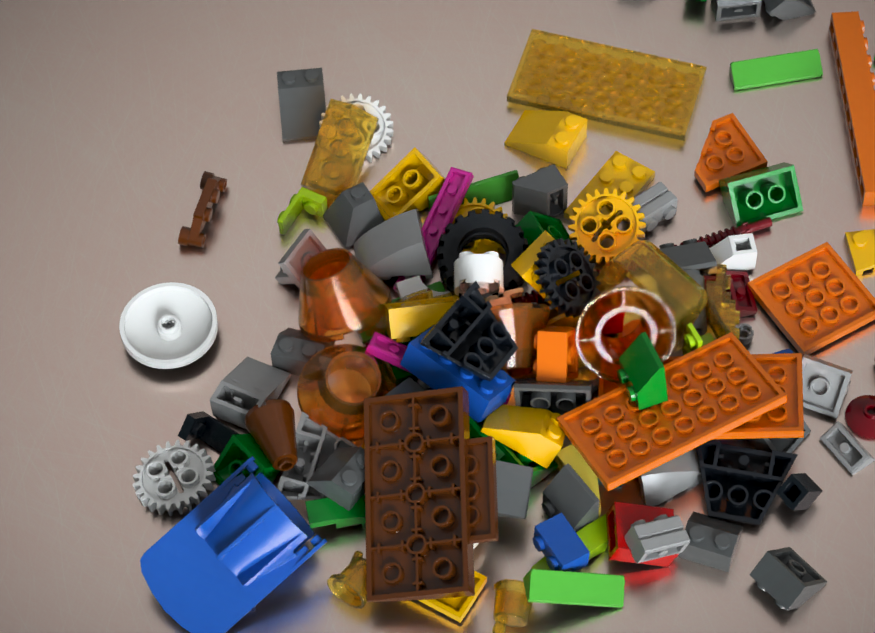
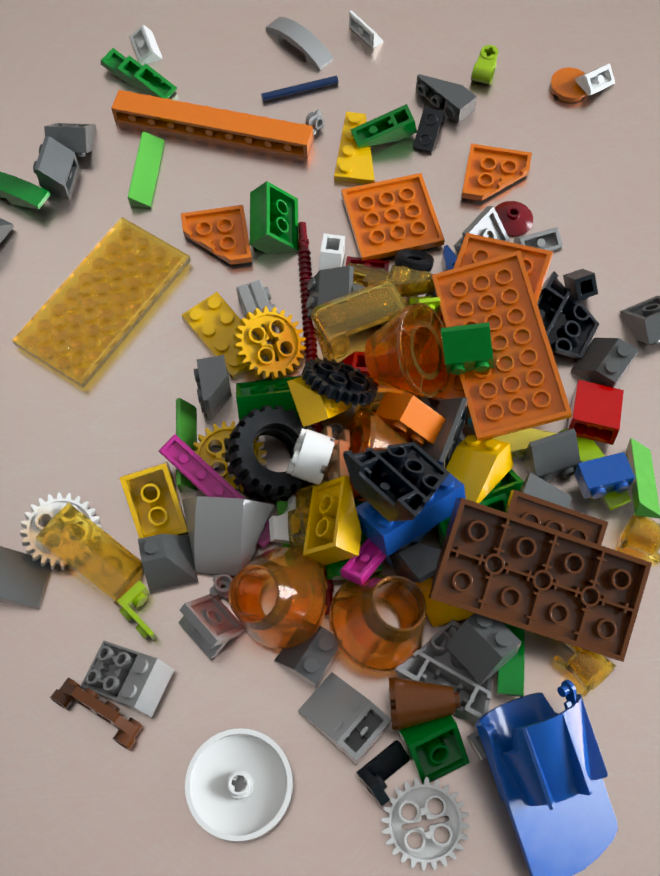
camera: 75 degrees left, 10 degrees up
(238, 222) = (128, 678): none -> light grey slope
(549, 135) = (140, 364): yellow slope -> none
(656, 538) = (618, 396): light grey brick -> none
(754, 333) = (414, 260): none -> black tyre

